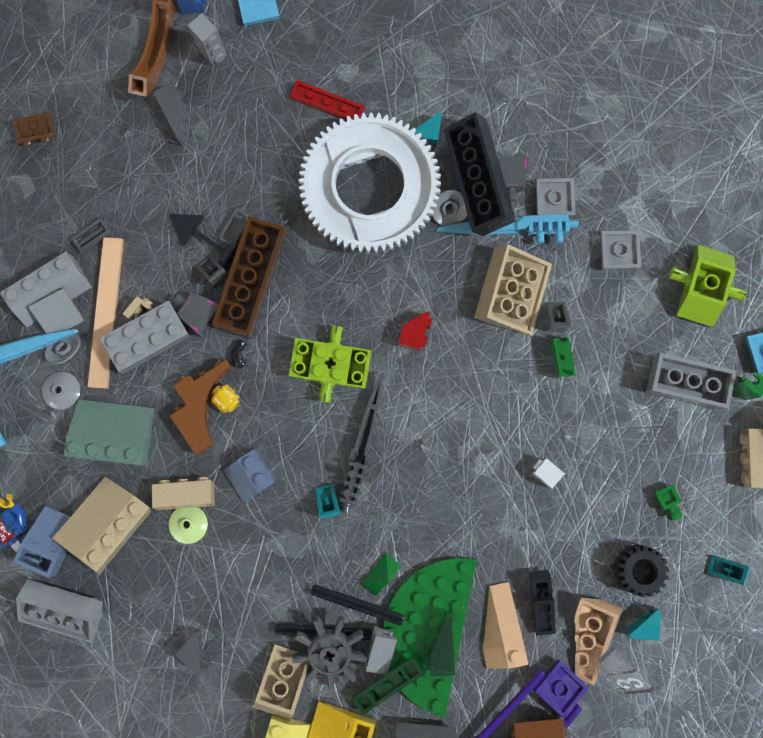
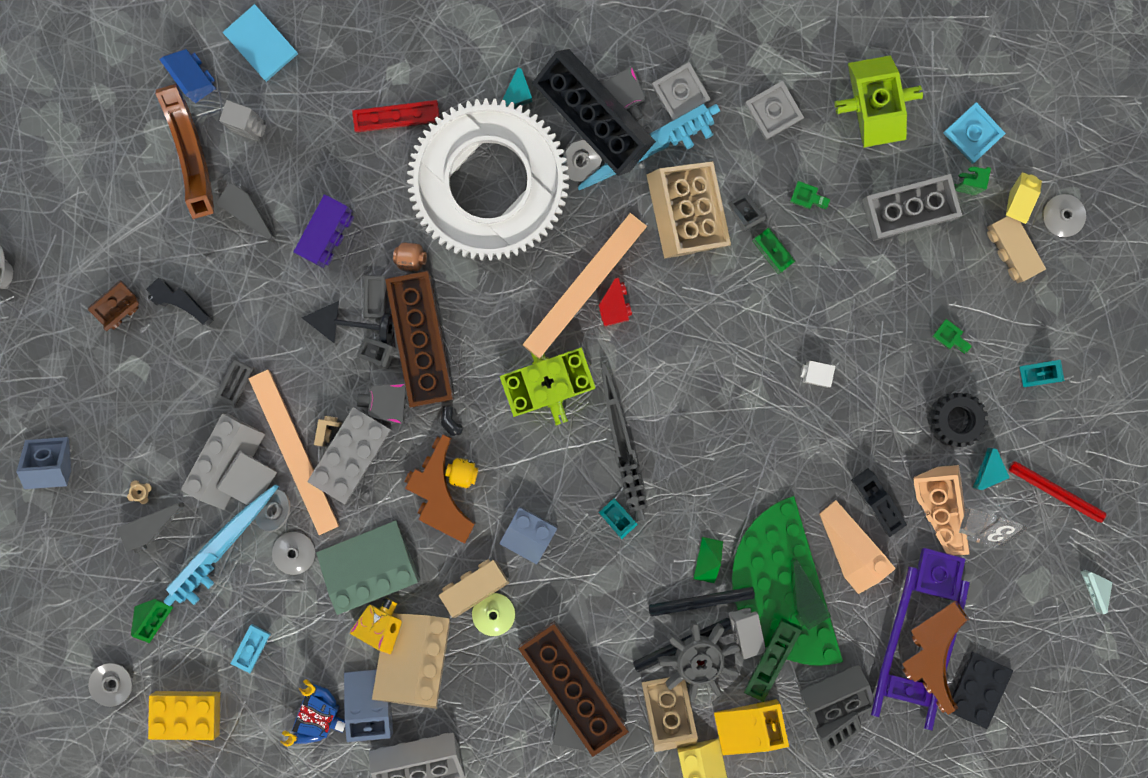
camera: 30 degrees left, 5 degrees up
(76, 140) = (163, 294): none -> black slope
(91, 483) = (378, 626): none -> yellow torso
(216, 619) = (573, 688): none -> reddish brown brick
(222, 156) = (324, 231): none -> dark purple brick
(278, 211) = (409, 256): none -> nougat head
(399, 305) = (584, 286): none -> light nougat tile
(611, 328) = (805, 196): none -> green plate
(692, 674) = (1057, 492): none -> red axle

